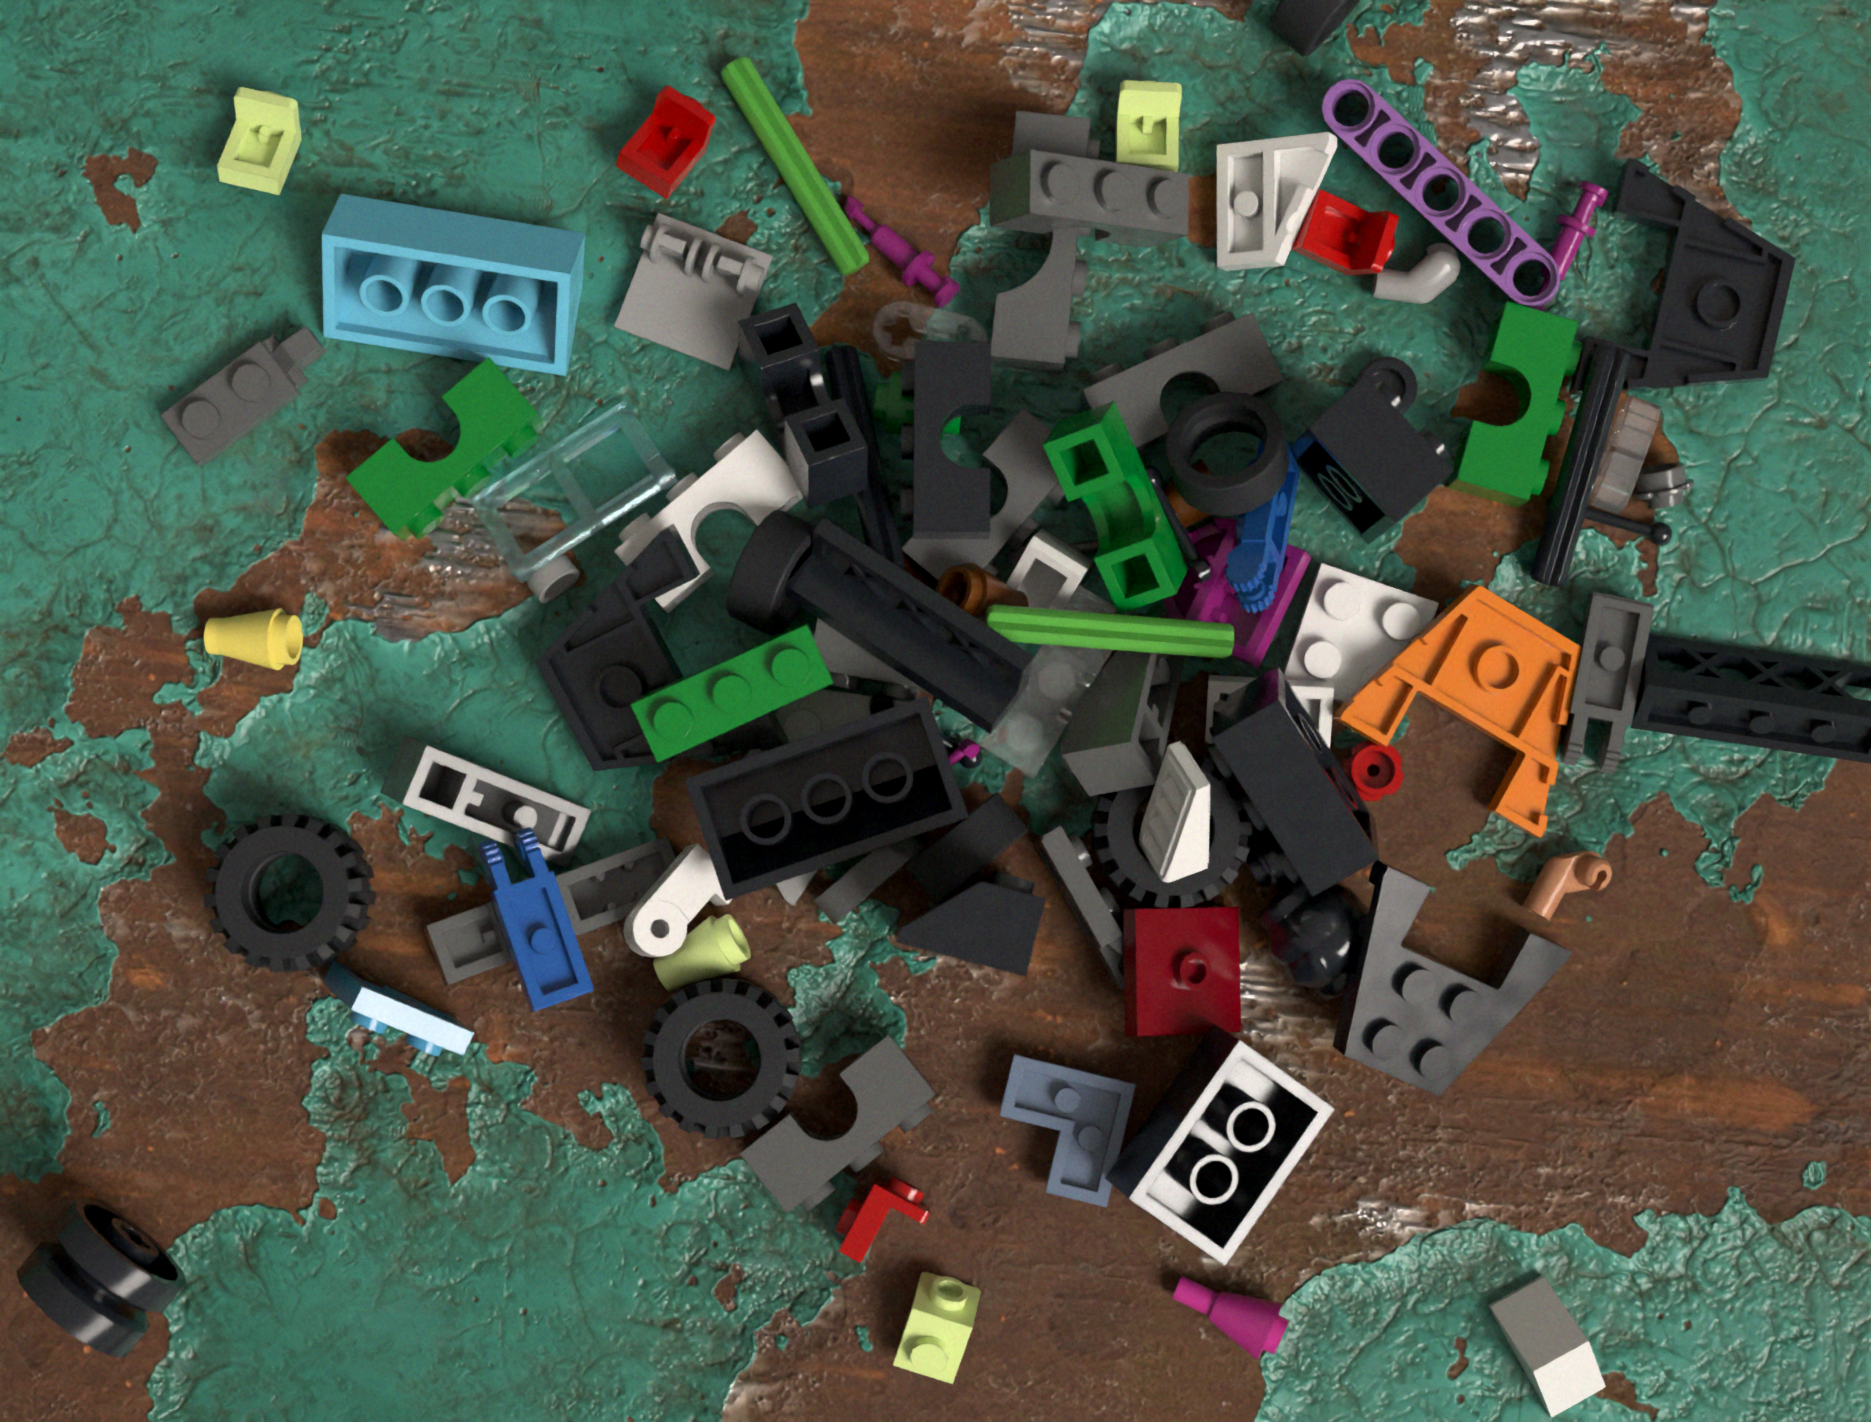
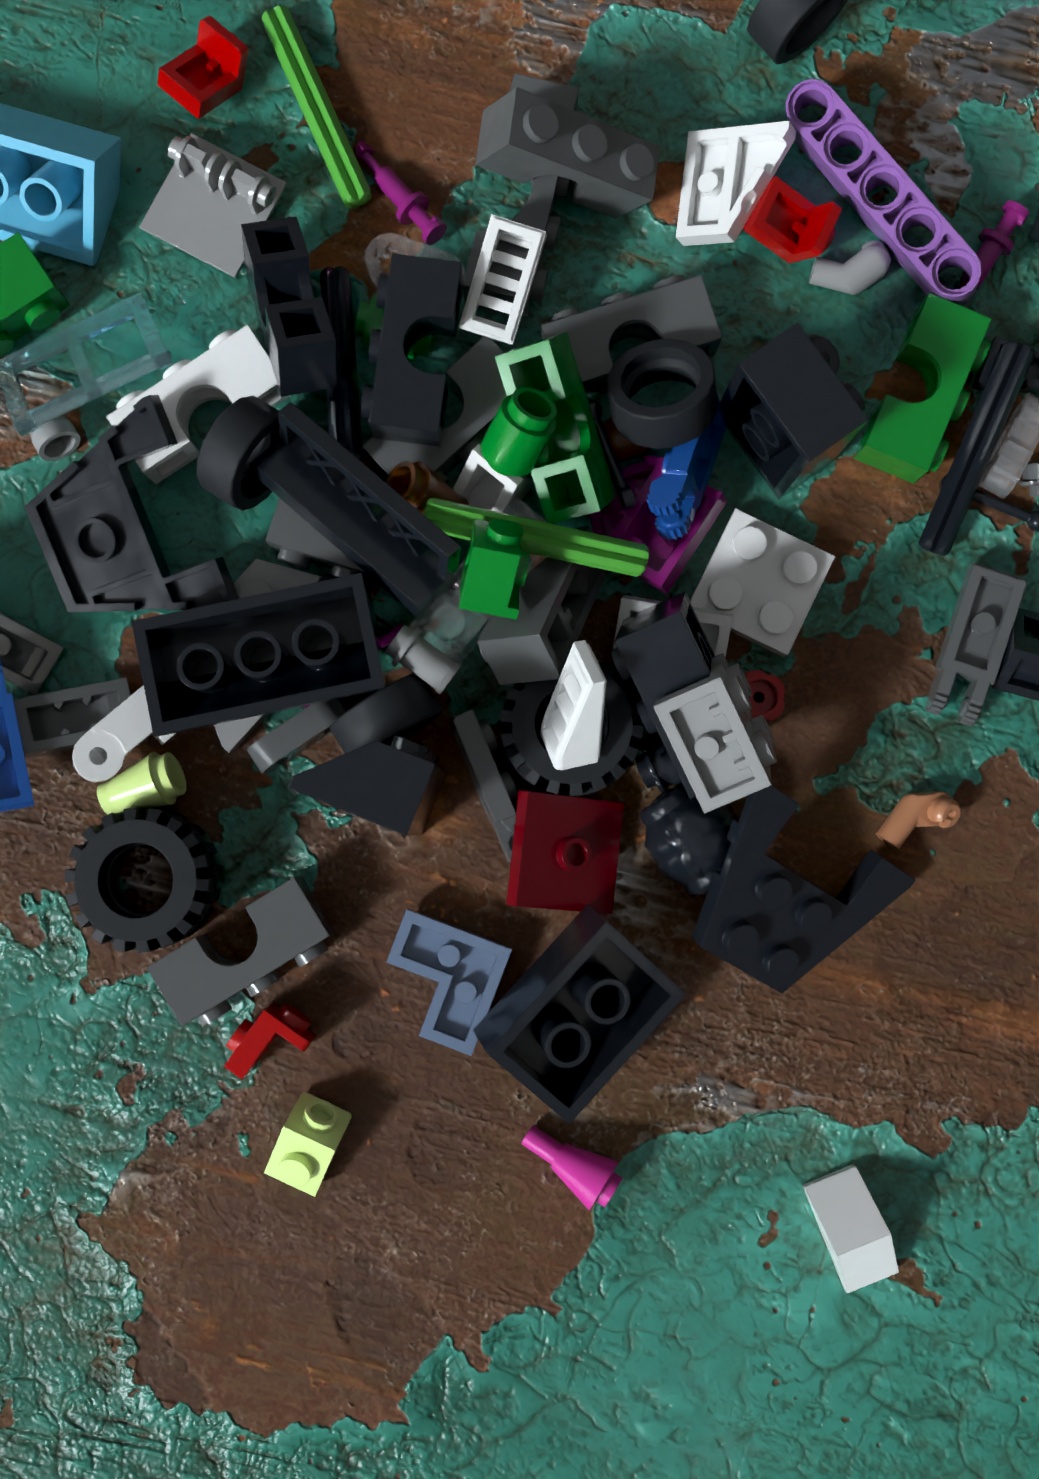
camera: 10 degrees right, 0 degrees up
(732, 692) = (187, 548): green arch -> none
(1001, 778) = (422, 658): none -> light grey pin
(1047, 296) = (513, 233): none -> white slope
(1070, 675) = (494, 569): none -> green brick
(1079, 523) = (519, 432): none -> green brick
(1148, 124) = (632, 98): yellowish green bracket -> none
(1335, 826) = (717, 737): none -> light grey bracket
(1495, 674) = (875, 622): orange wing -> none

